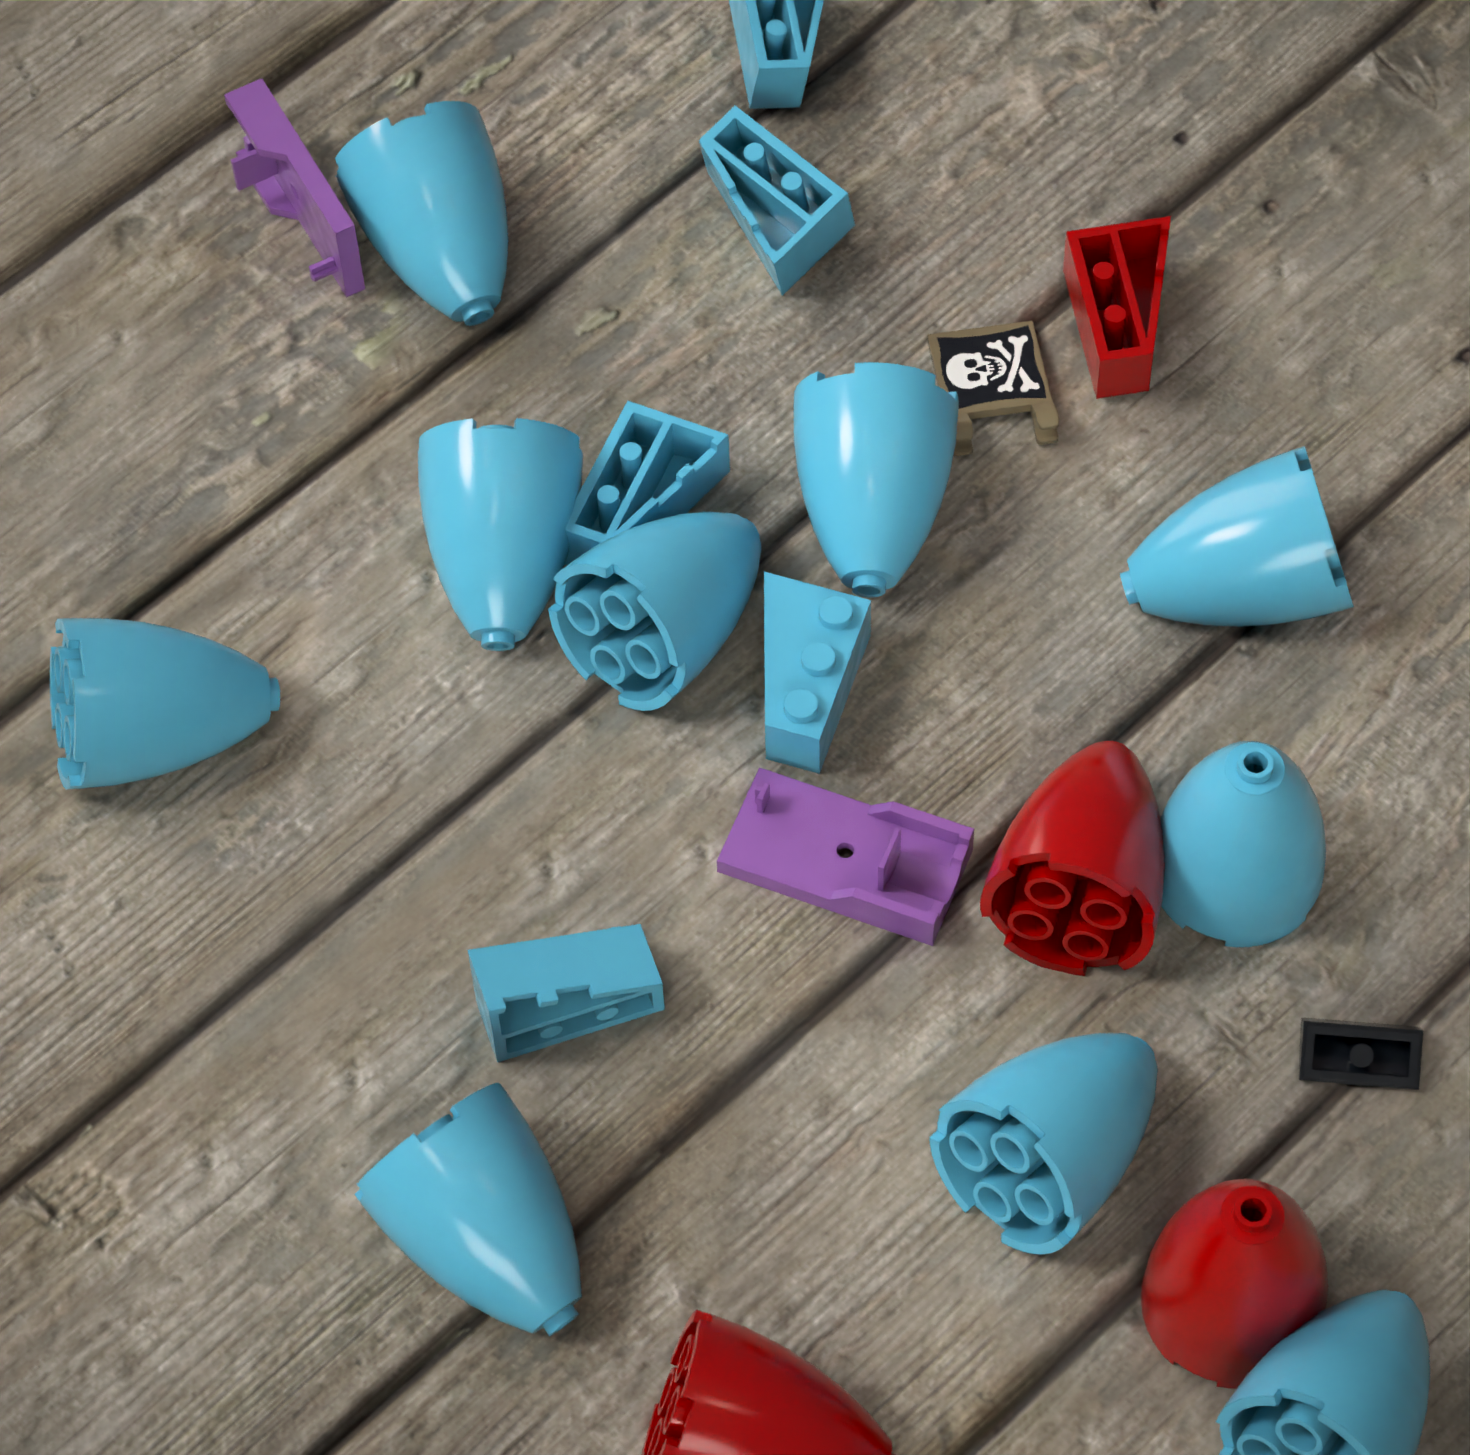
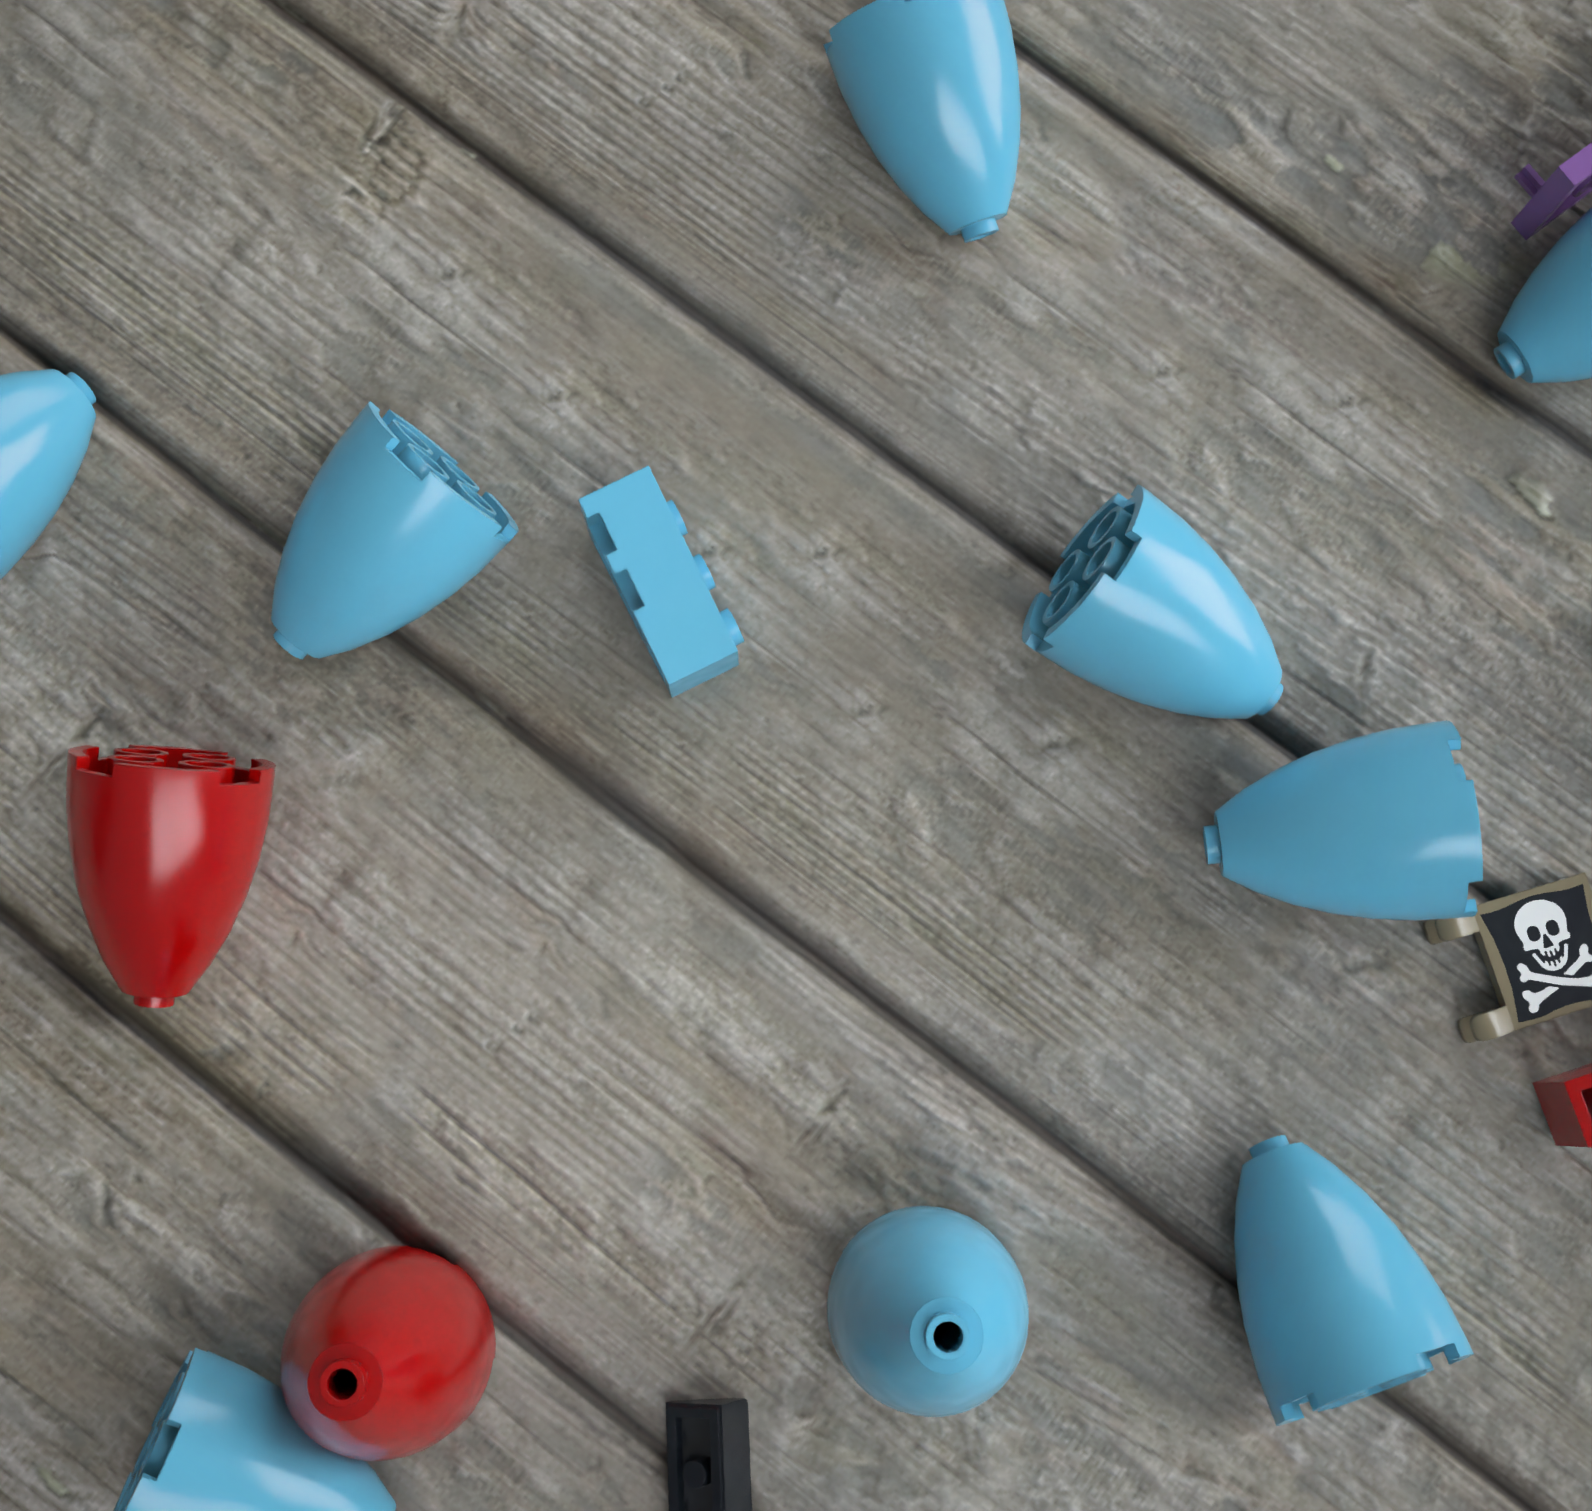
camera: 75 degrees right, 20 degrees up
(498, 519) = (1219, 422): medium azure cylinder -> none
(645, 473) = (1306, 569): medium azure wedge -> none
(810, 665) = (1099, 789): medium azure wedge -> none
(900, 864) = (863, 924): medium lavender piece -> none
(1047, 1136) = (544, 1136): medium azure cylinder -> none
(1081, 866) = (886, 1133): red cylinder -> none

